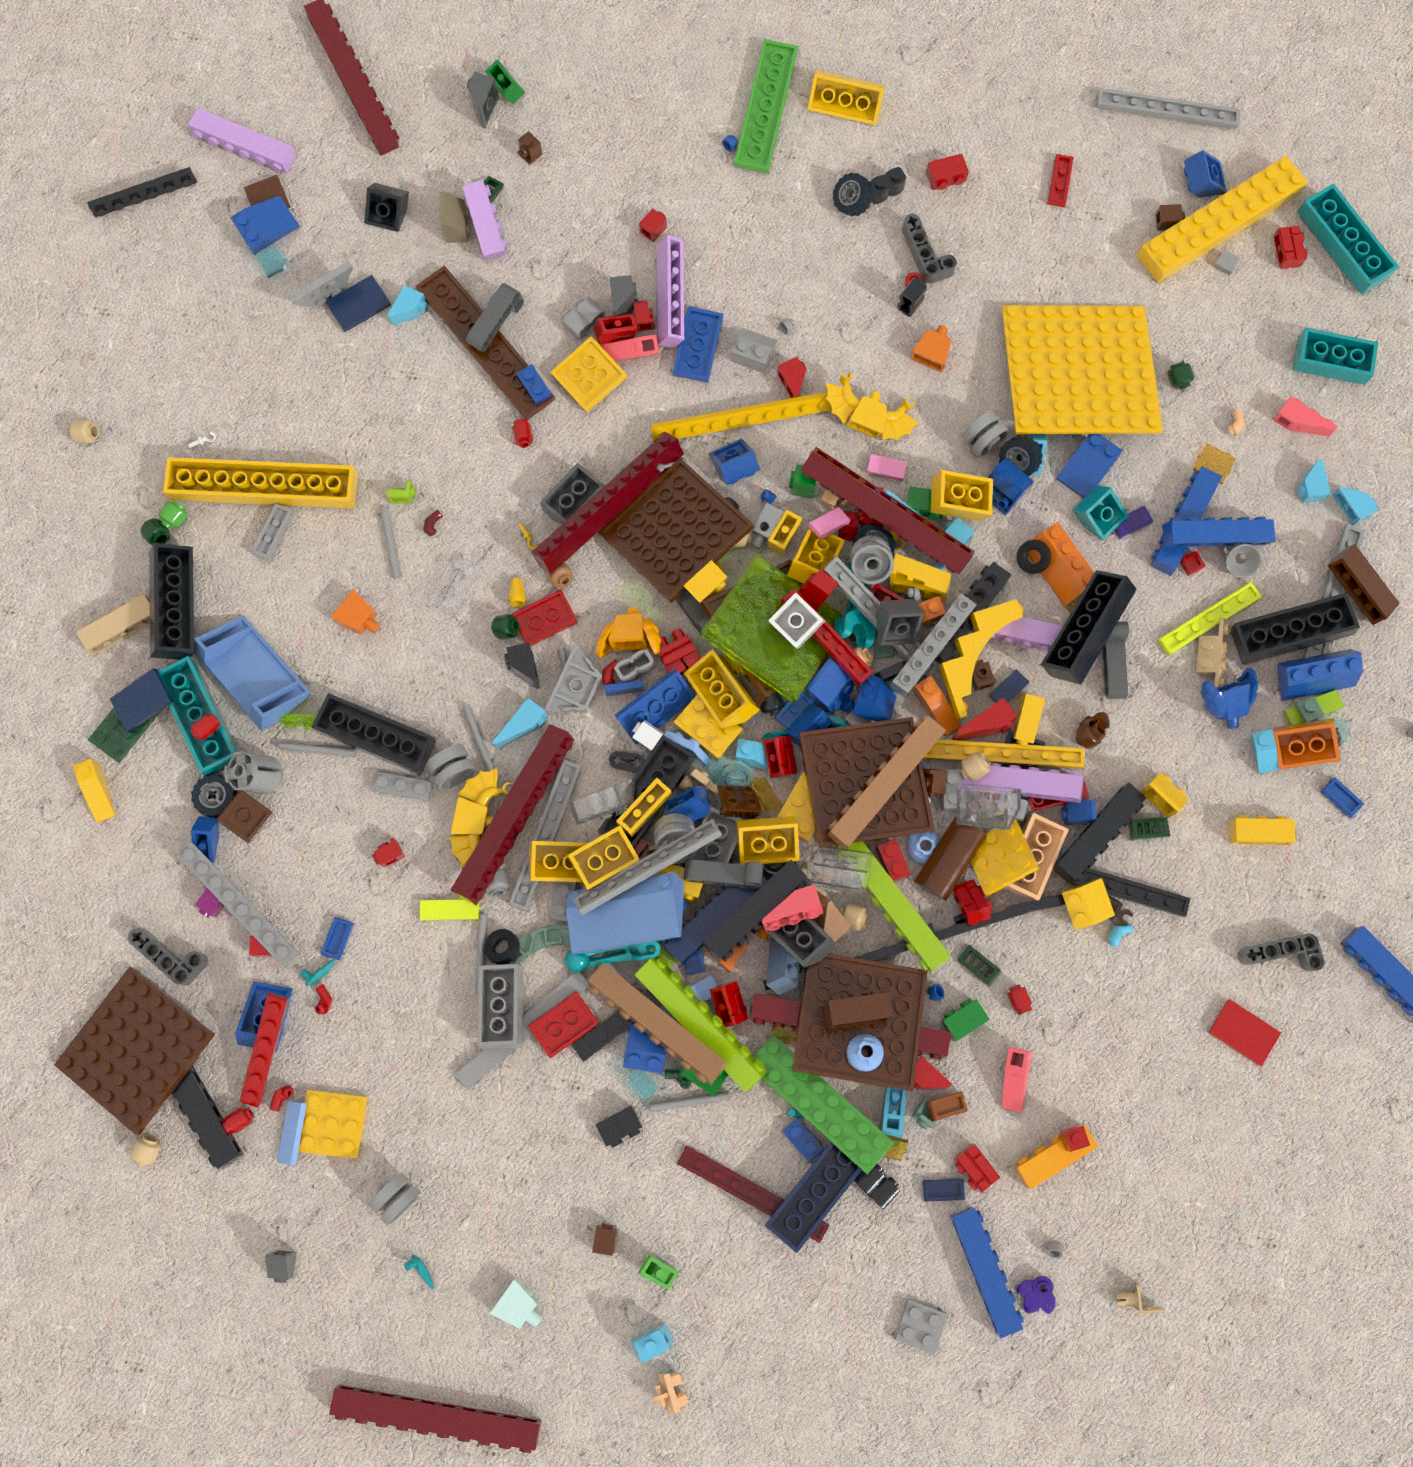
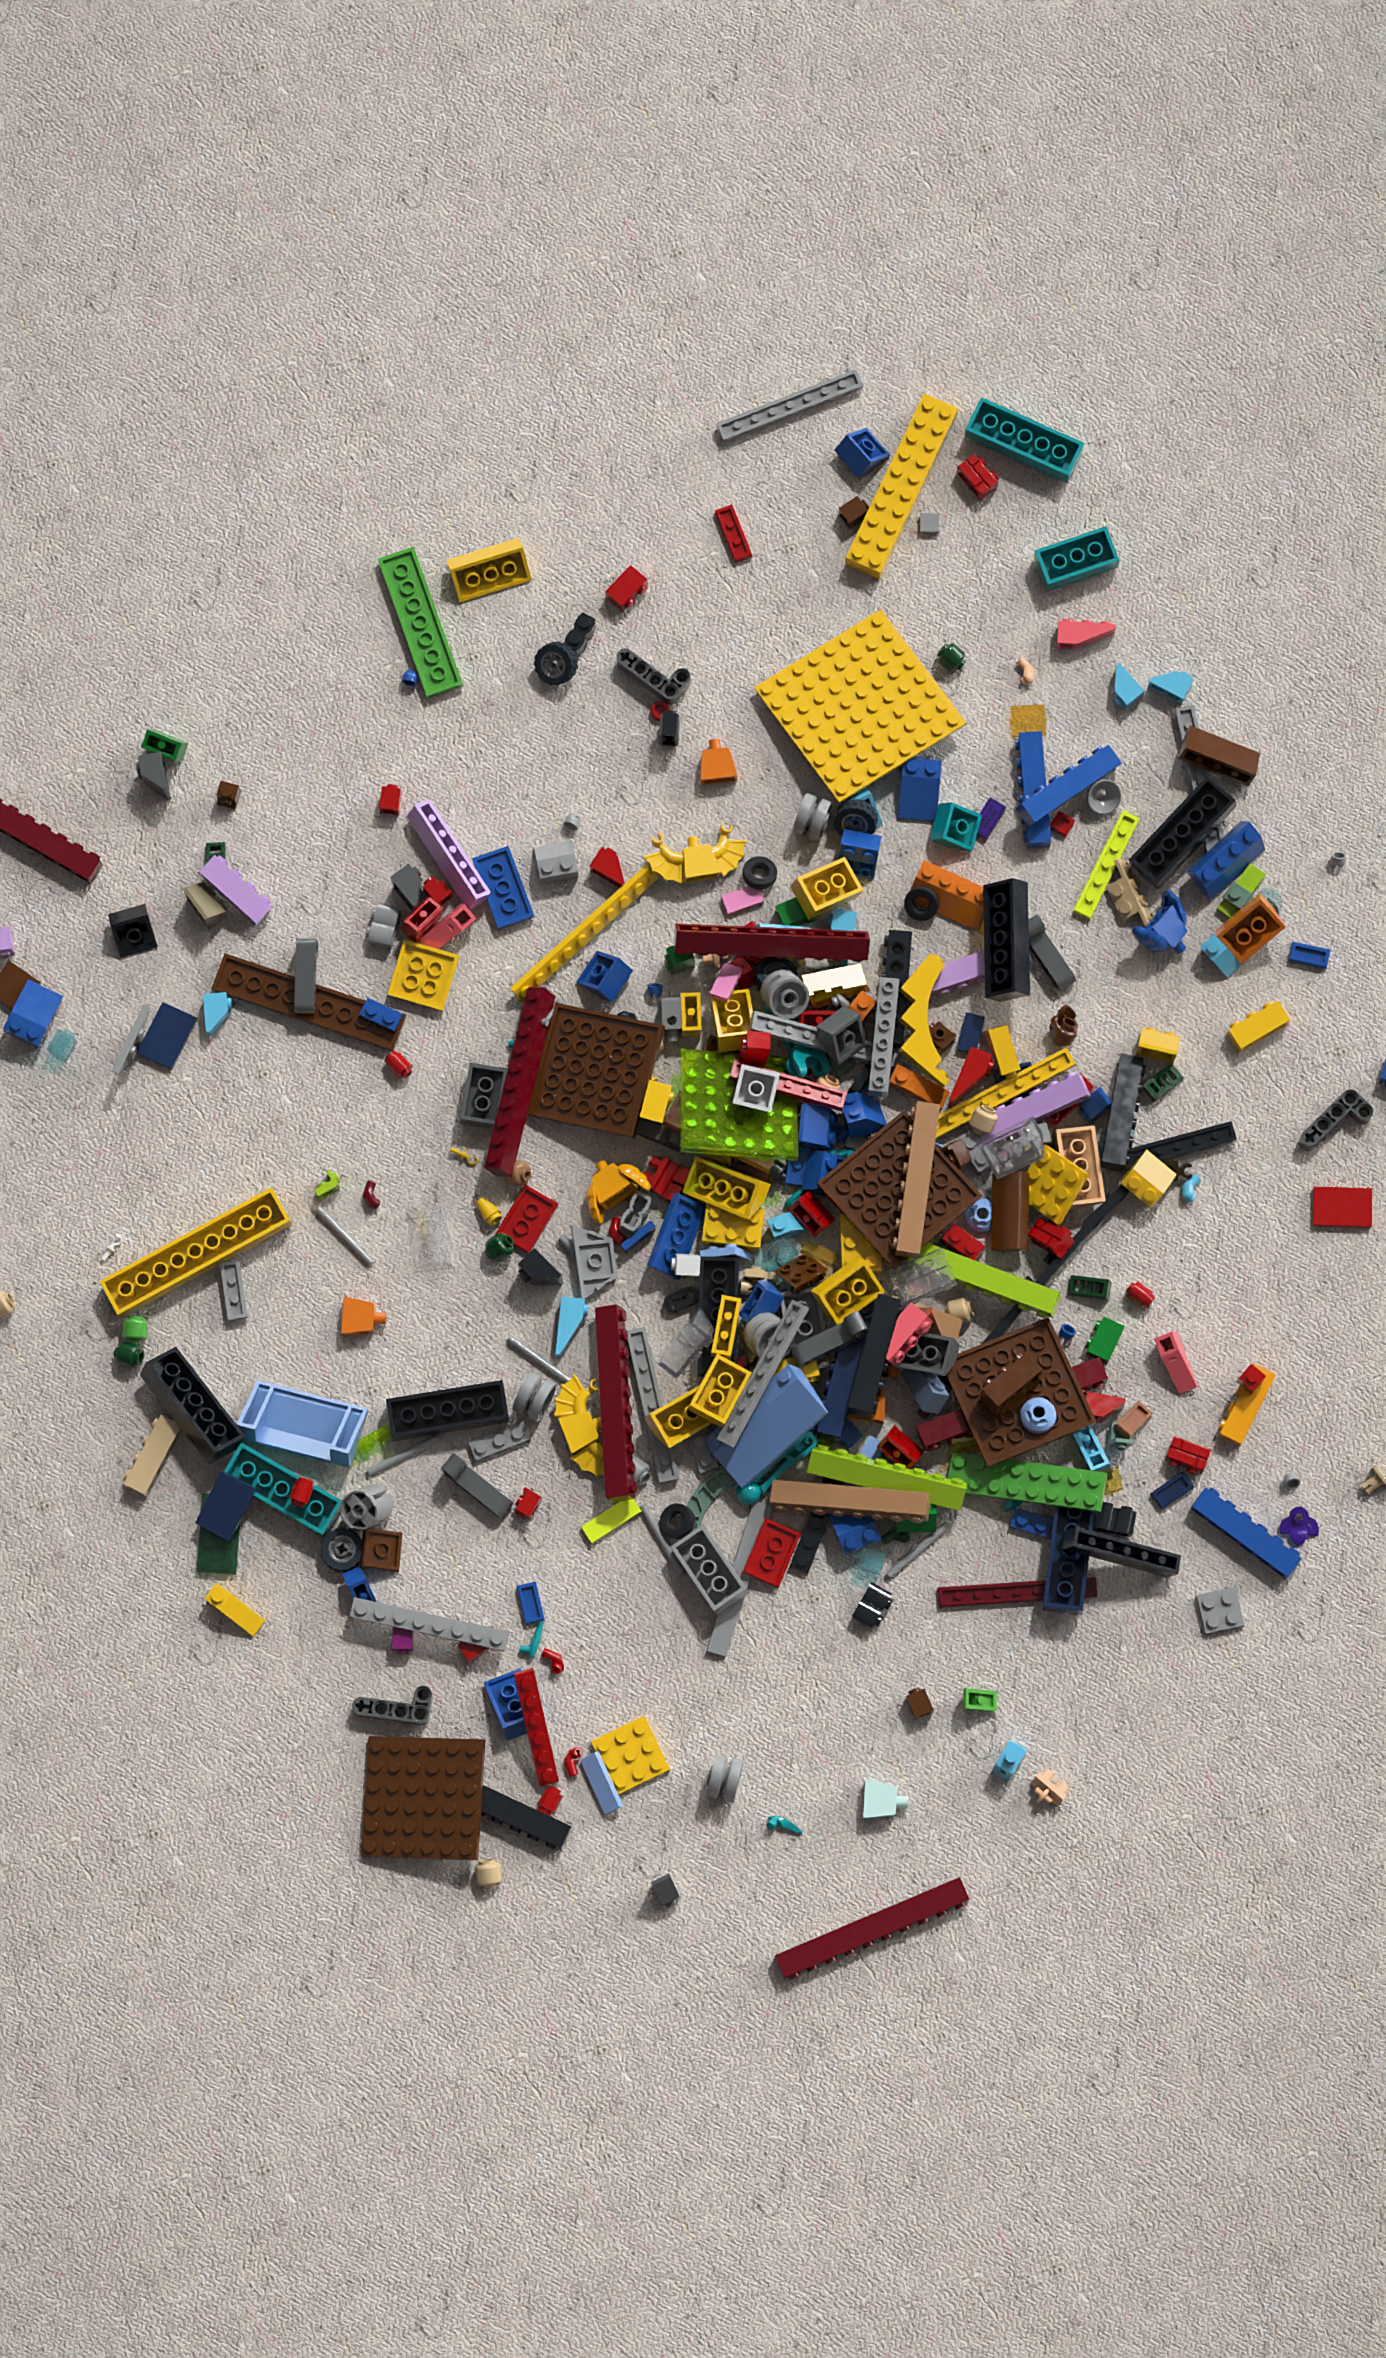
camera: 30 degrees left, 0 degrees up
(356, 811) = (476, 1486): none -> dark grey beam
(864, 1222) = (1121, 1552): none -> black brick
(909, 462) = (759, 862): none -> black tyre

